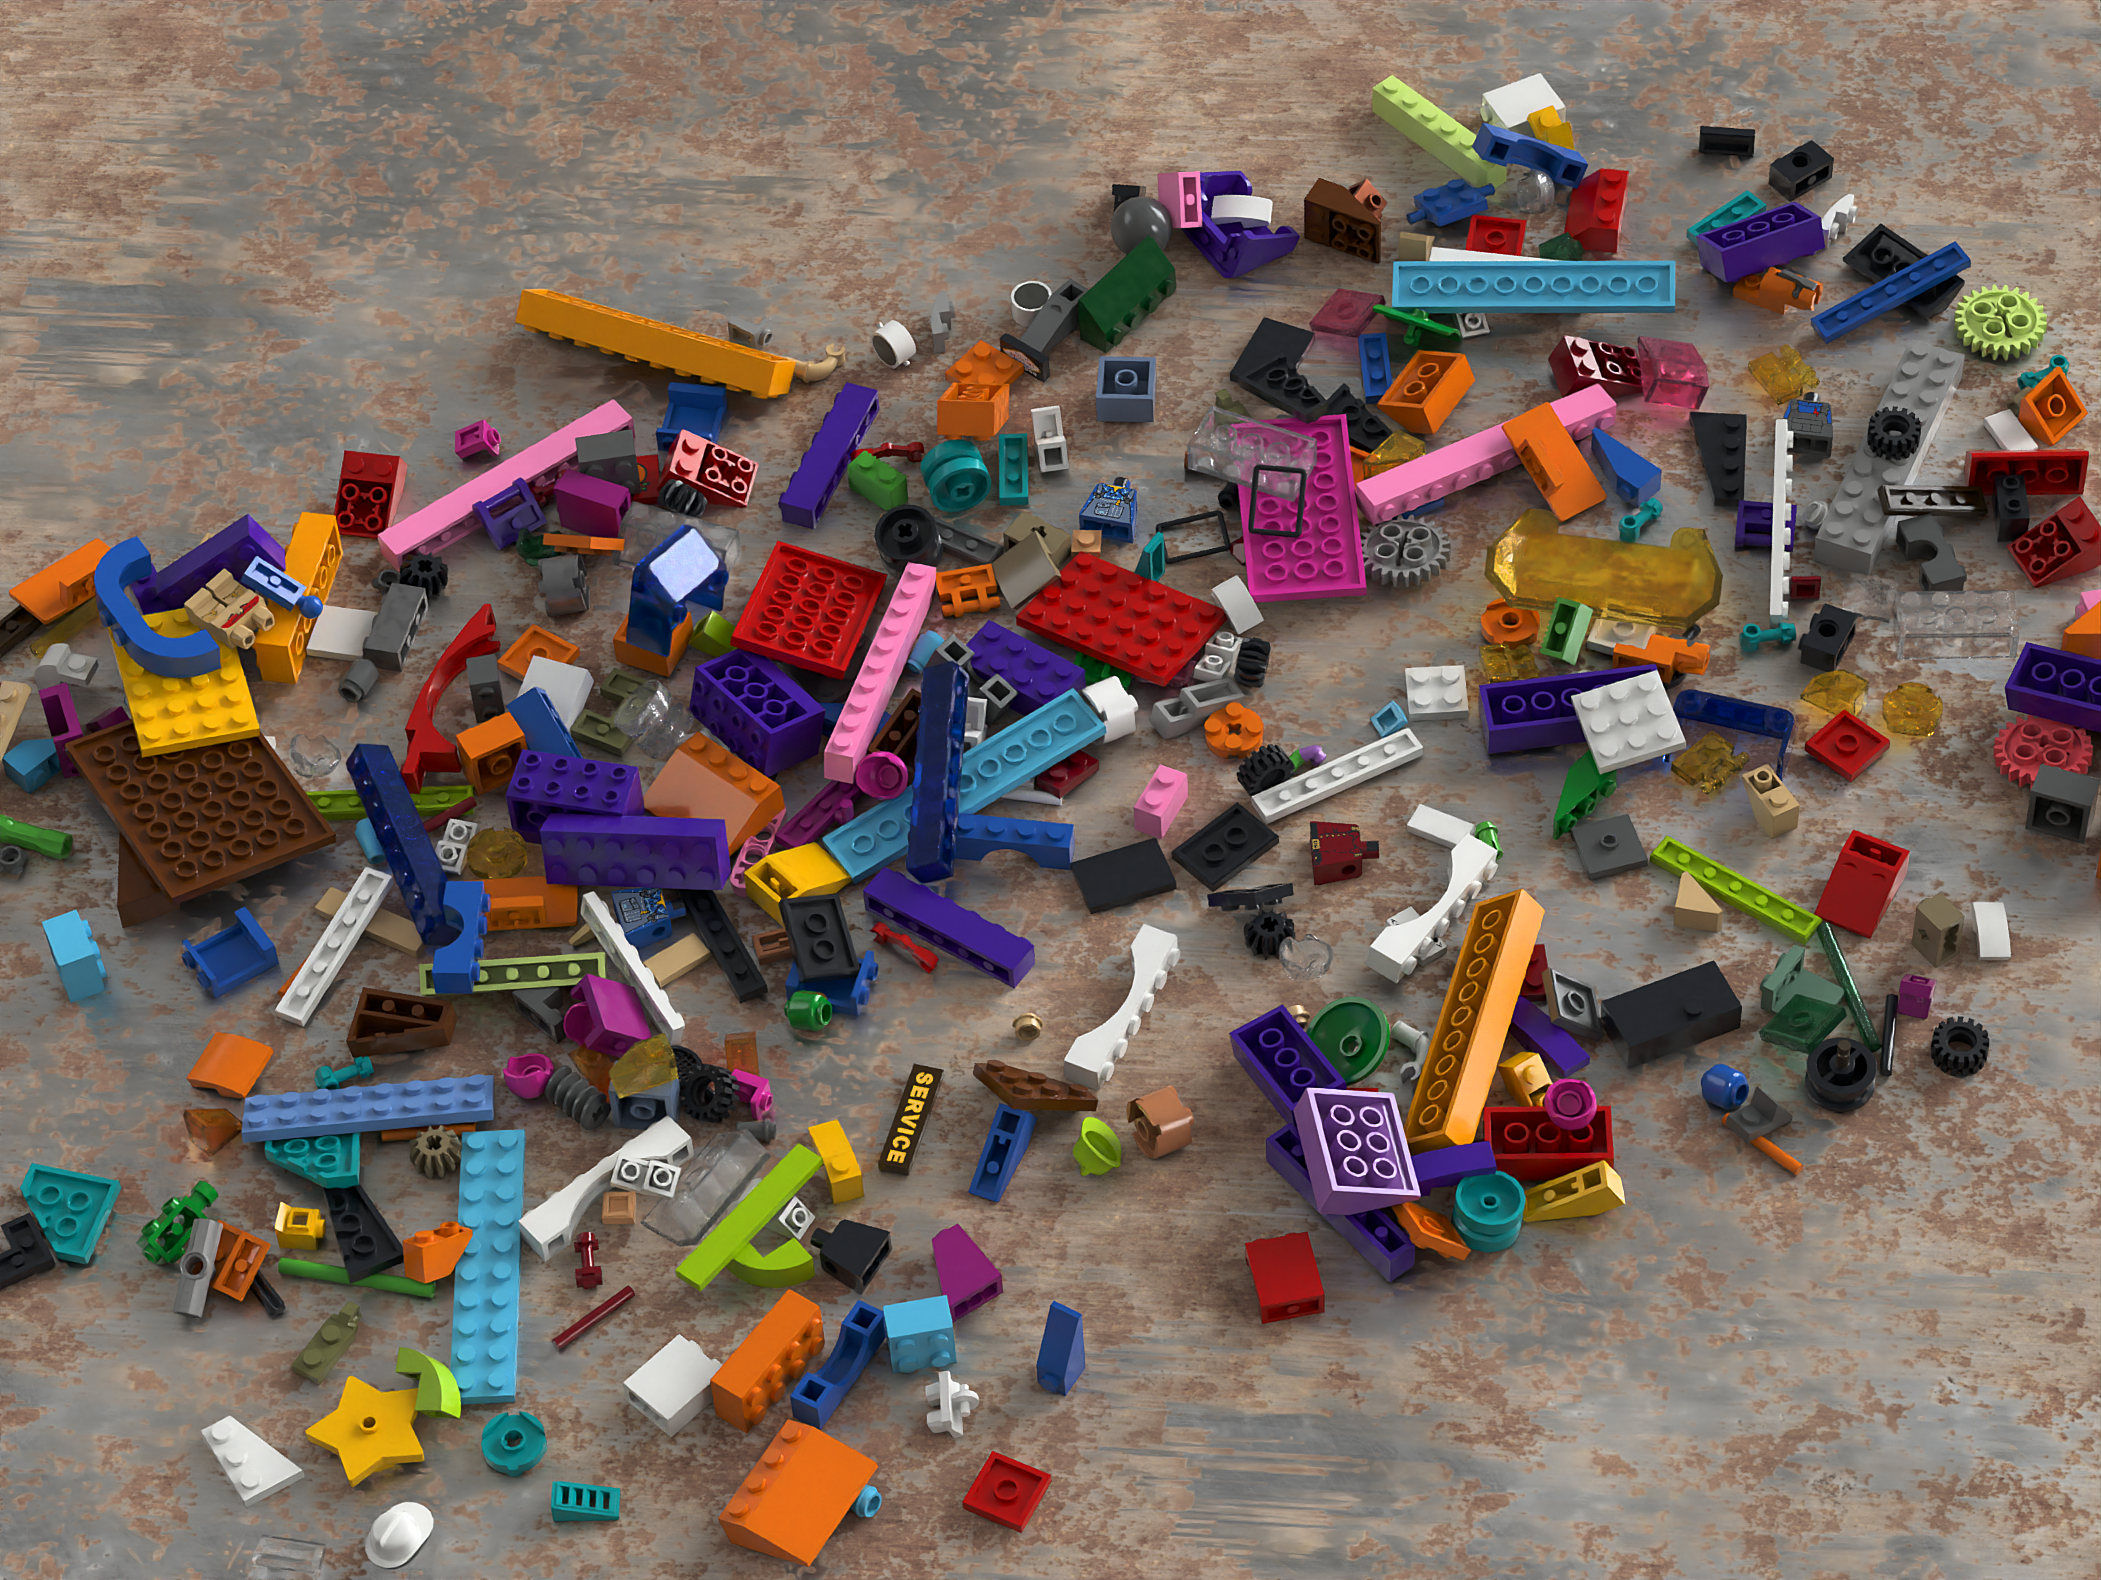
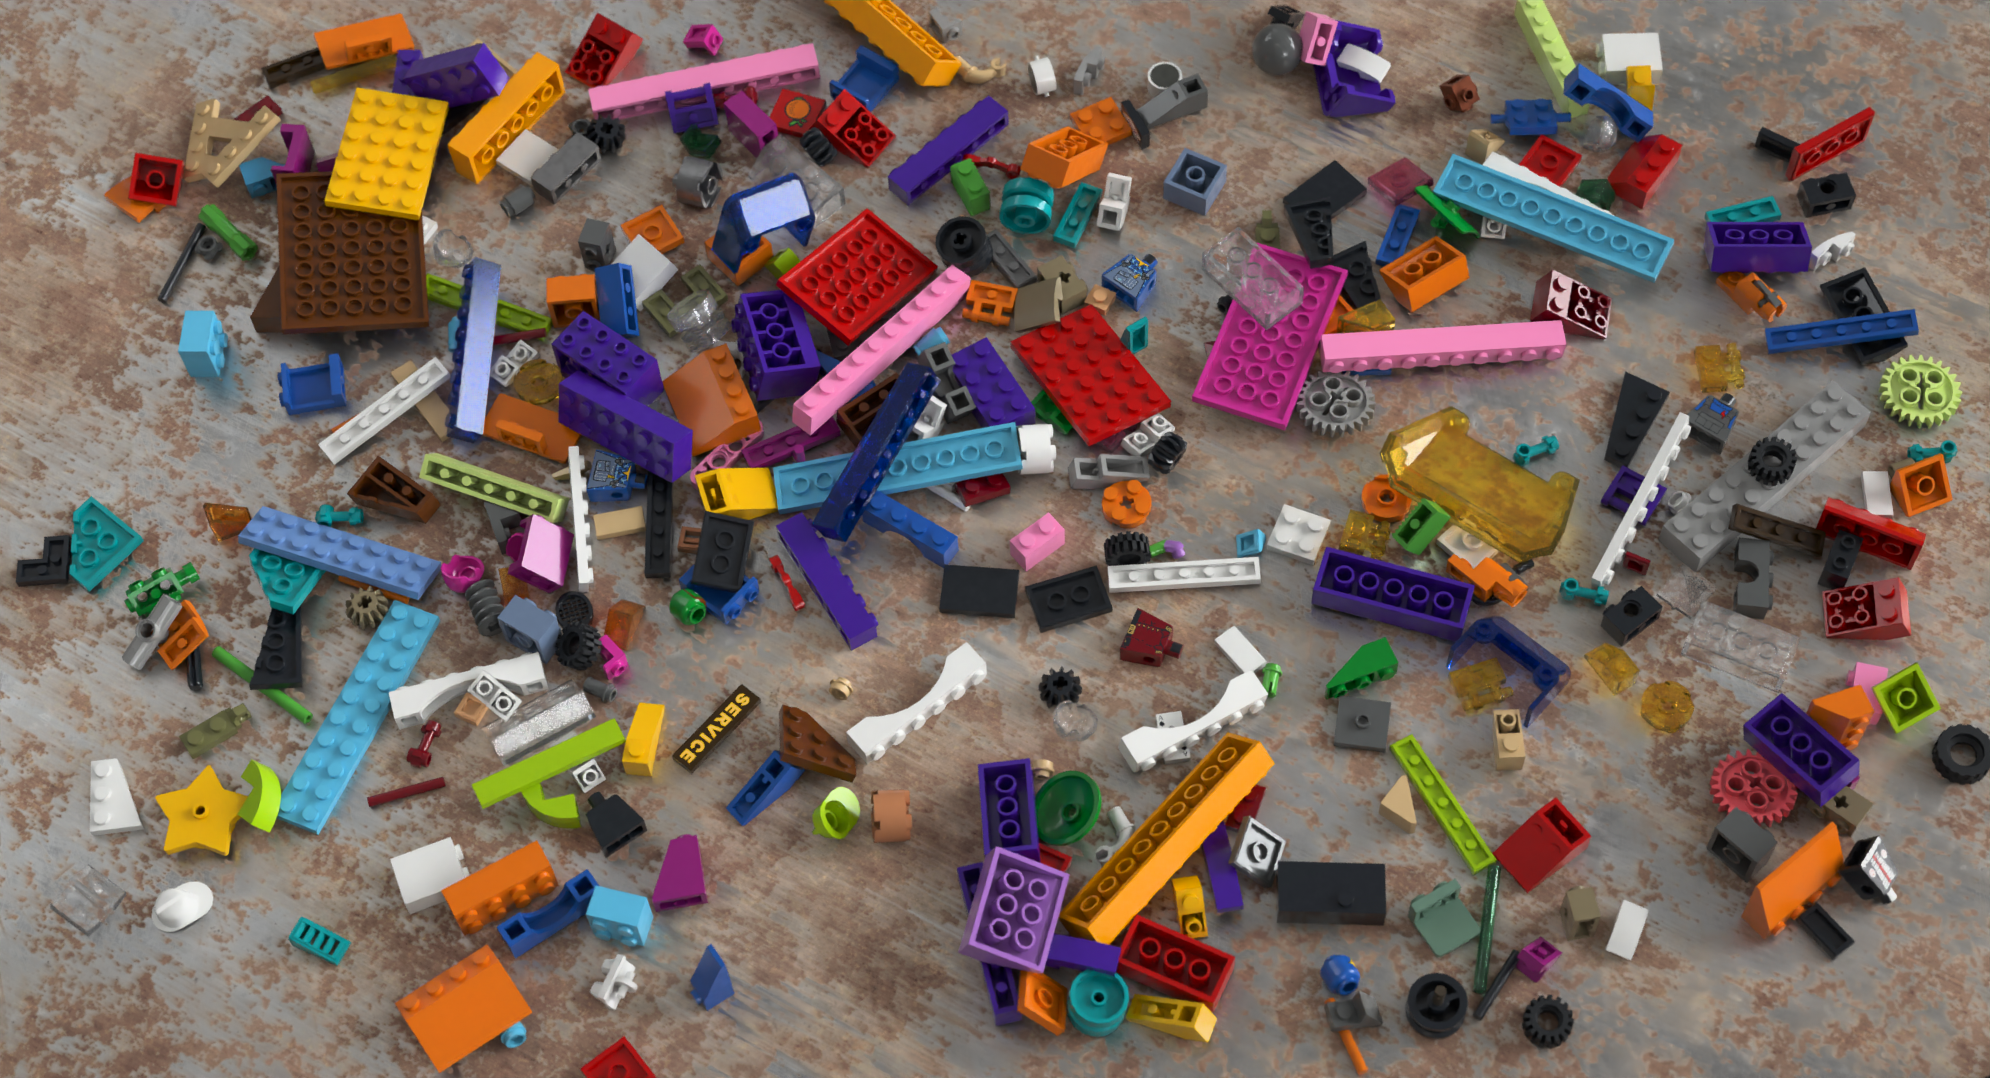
camera: 25 degrees right, 10 degrees up
(64, 666) = (319, 110): white brick -> none
(158, 654) = (370, 55): blue arch -> none
(229, 611) = (443, 122): tan hips -> none
(230, 1065) = (266, 475): orange slope -> none
(281, 588) = (484, 109): blue plate -> none
(299, 1227) = (241, 627): yellow window -> none
(426, 747) = (532, 276): red slope -> none
(435, 1252) = (320, 691): orange slope -> none
(456, 964) = (445, 468): blue arch -> none
(513, 1459) = (297, 884): teal plate -> none
(583, 544) = (728, 154): orange plate -> none
(610, 458) = (778, 96): dark grey brick -> none
(644, 1066) = (529, 611): clear yellow slope -> none
(882, 775) = (835, 436): dark pink hair -> none
(1126, 295) = (1236, 102): dark green slope -> none
(1201, 553) = (1178, 341): black piece -> none
(1237, 604) = (1180, 399): white brick -> none
(1252, 898) = (1060, 654): black plate -> none
(1285, 1277) = (915, 986): red panel -> none
(1300, 504) = (1267, 335): black piece -> none
(1341, 221) = (1431, 101): reddish brown slope -> none
(1554, 462) = (1490, 375): orange bracket -> none
(1570, 1103) = (1199, 944): dark pink hair -> none
(1628, 473) = (1548, 410): blue slope -> none
(1628, 722) = (1424, 628): white plate -> none
(1672, 373) = (1628, 331): clear pink slope -> none
(1779, 118) = (1829, 144): none -> red tile
(1802, 1023) = (1427, 949): clear green tile -> none
(1847, 745) = (1597, 716): red plate -> none

